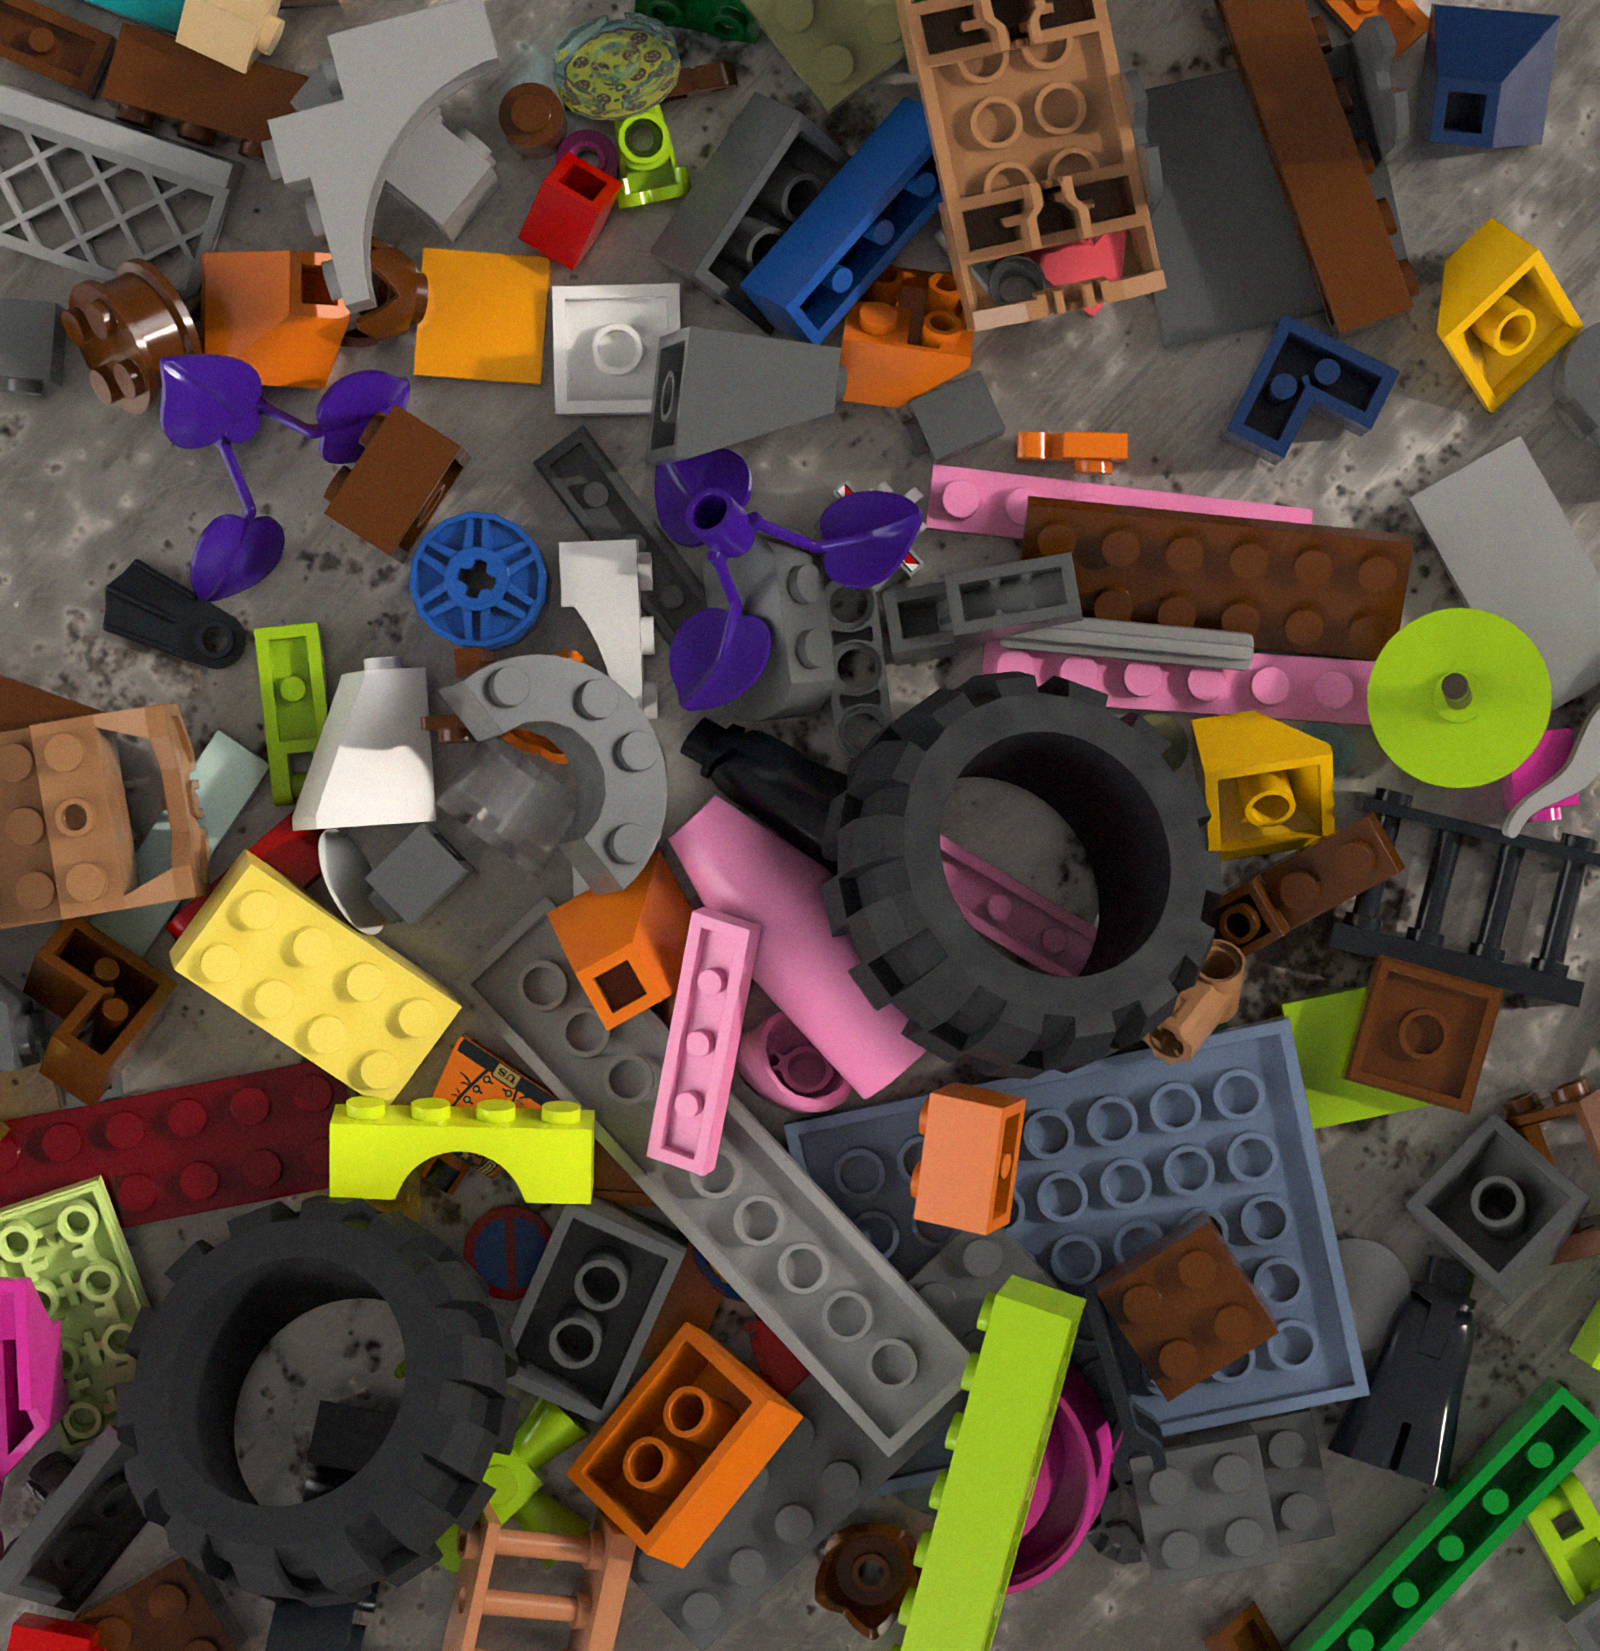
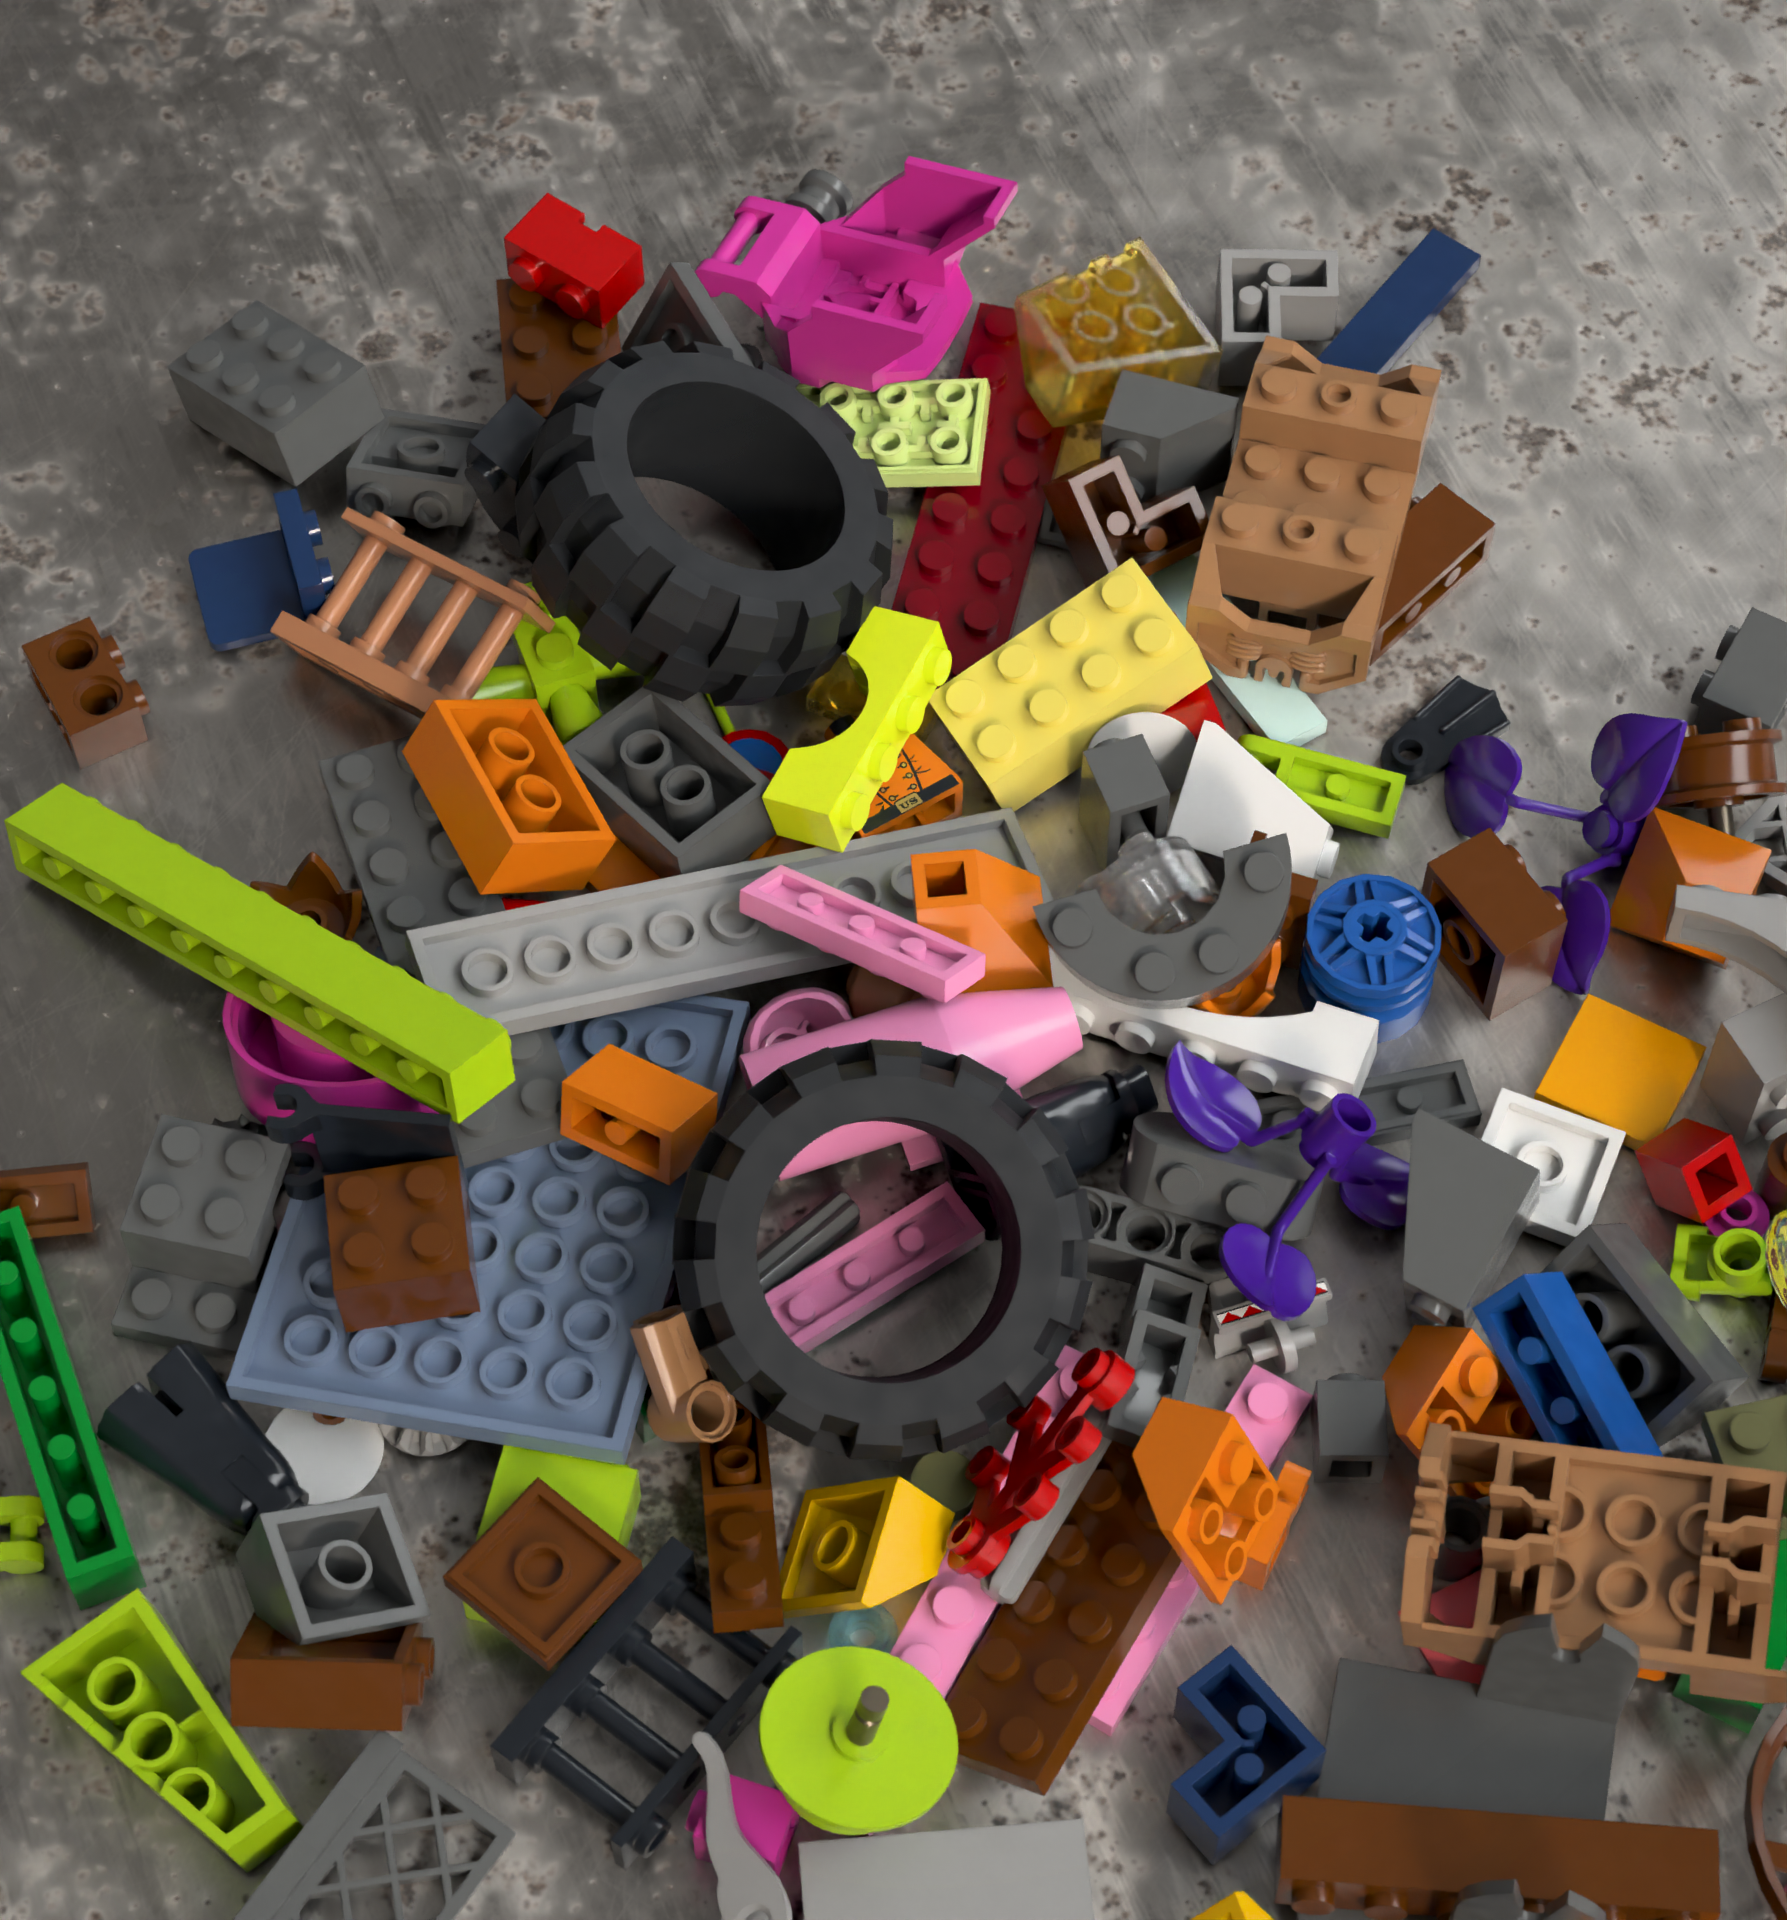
camera: 115 degrees right, 30 degrees down
(399, 297) = (1677, 1001): reddish brown piece -> none
(1114, 506) = (1205, 1490): none -> orange slope
(1216, 680) = (984, 1537): none -> red plant

